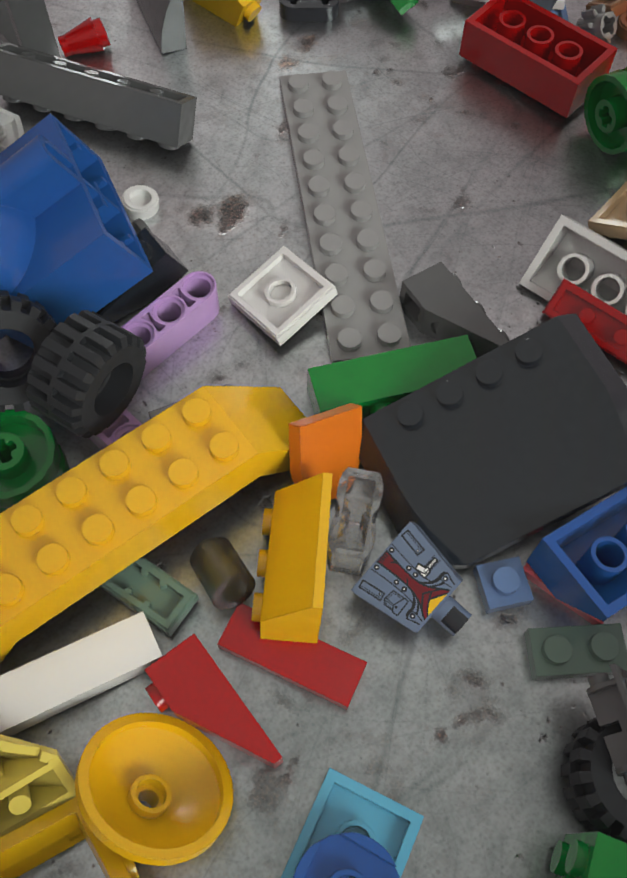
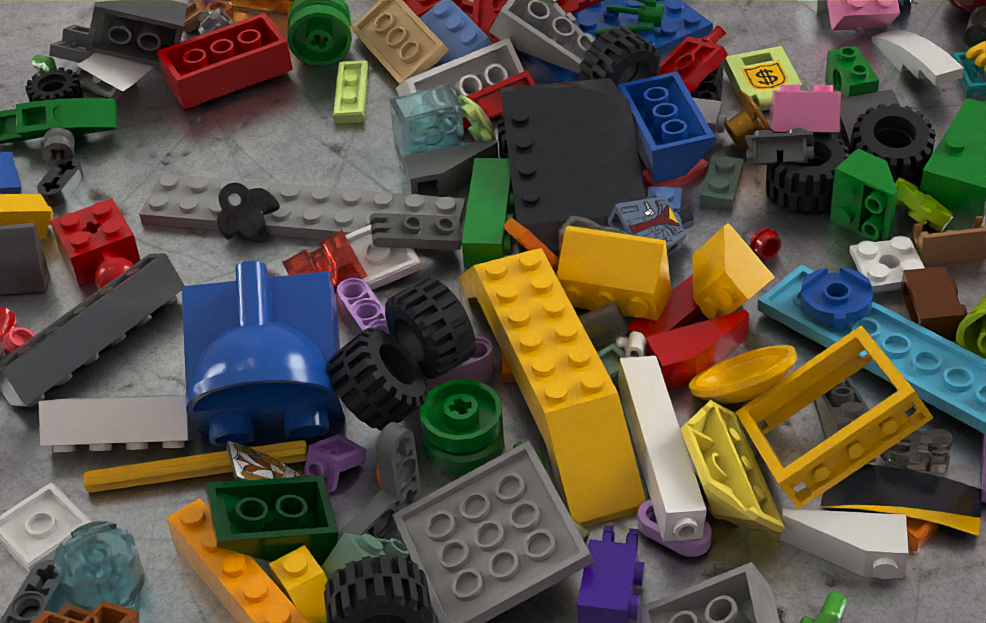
camera: 65 degrees left, 20 degrees down
(75, 52) = (16, 338): none -> coral plate
(200, 622) = (632, 346): none -> white arm
(216, 59) = (96, 243): none -> red brick
(228, 252) = (333, 256): none -> clear red brick
(301, 151) = (248, 215): none -> black plate
(314, 316) = (416, 231): none -> dark grey hinge
(317, 718) = (726, 273): none -> yellow slope
(461, 747) = (765, 243): none -> red plate
(504, 267) = (426, 121): none -> clear light blue brick
(538, 305) = (481, 126): none -> yellowish green dish
(558, 182) = (351, 92): none -> yellowish green tile

